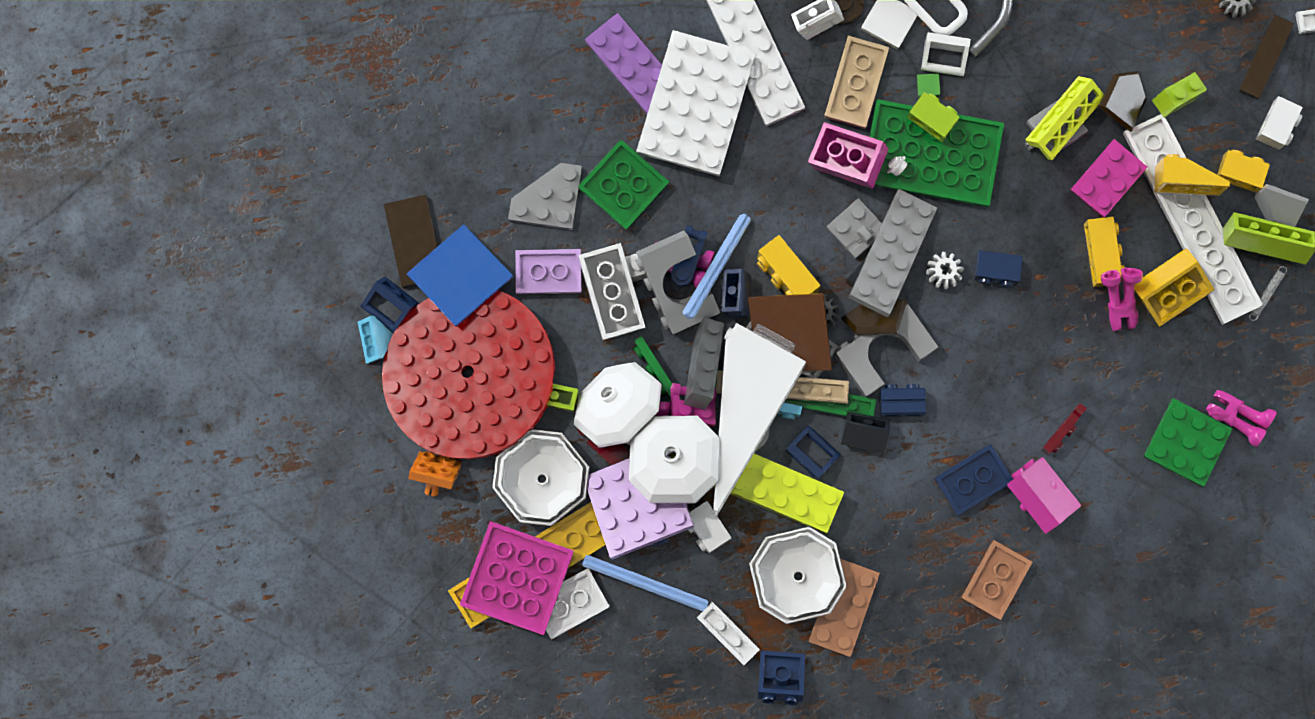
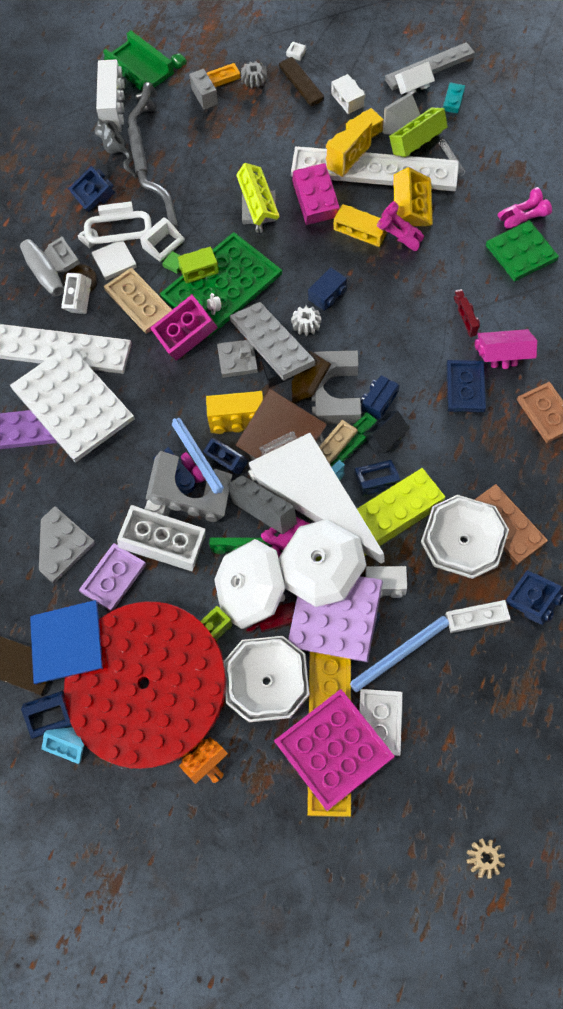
camera: 55 degrees left, 15 degrees down
(623, 184) = (90, 486): green plate -> none
(1124, 99) = (270, 160): tile -> none
(1179, 94) = (290, 129): lime brick -> none

